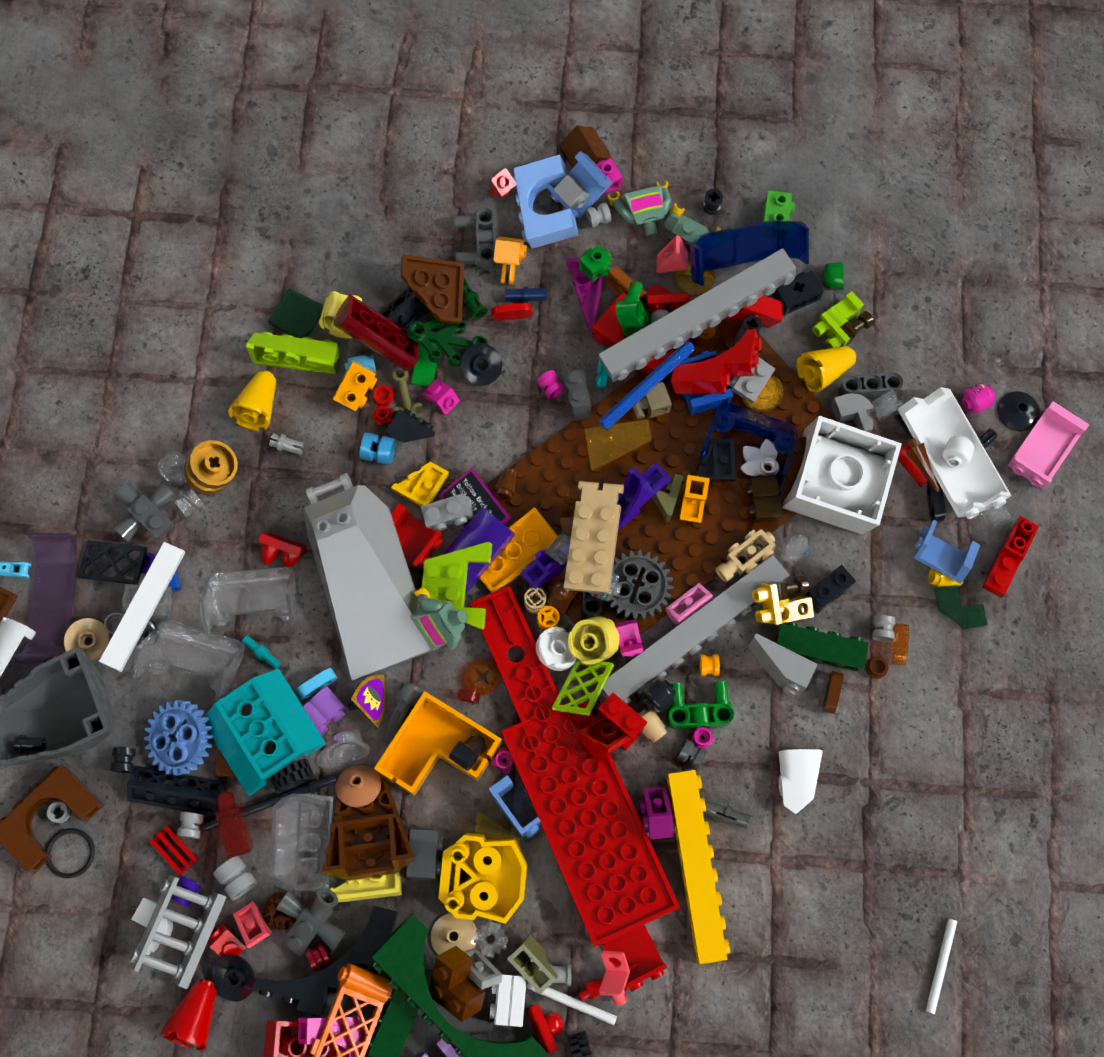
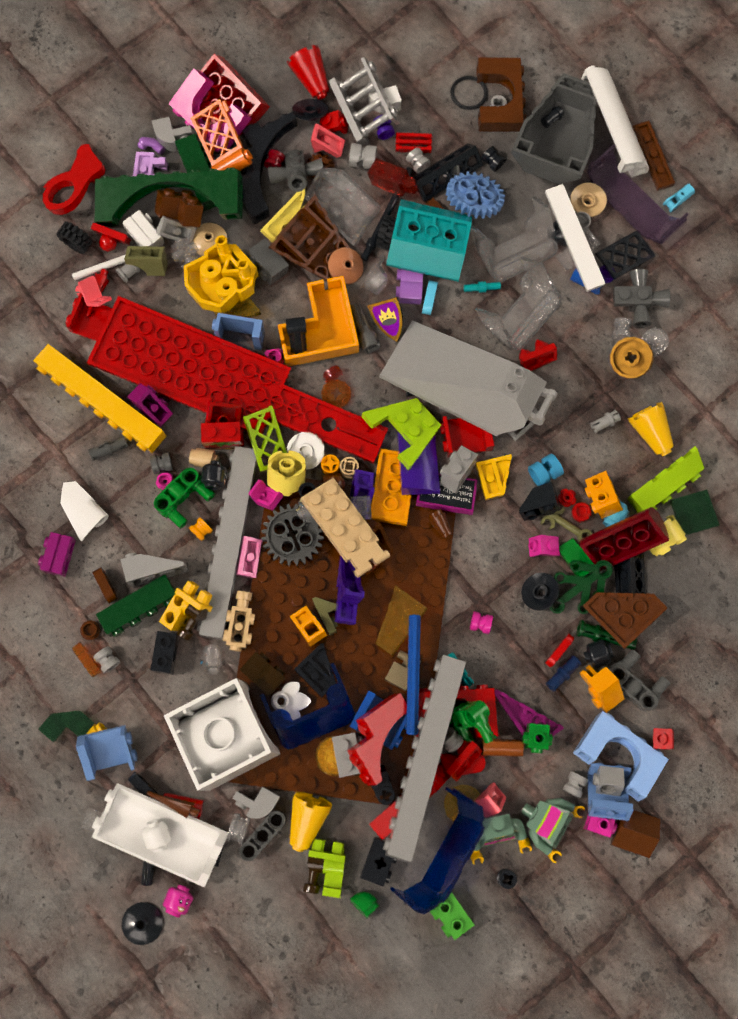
camera: 135 degrees right, 5 degrees up
(438, 621) = (392, 388): sand green torso -> none
(485, 282) = (598, 653): none -> black head
(578, 394) = (458, 633): dark grey brick -> none
(852, 757) = (57, 554): none -> magenta brick
(1010, 556) = (60, 794): red slope -> none
(1047, 445) = (99, 910): bright pink panel -> none

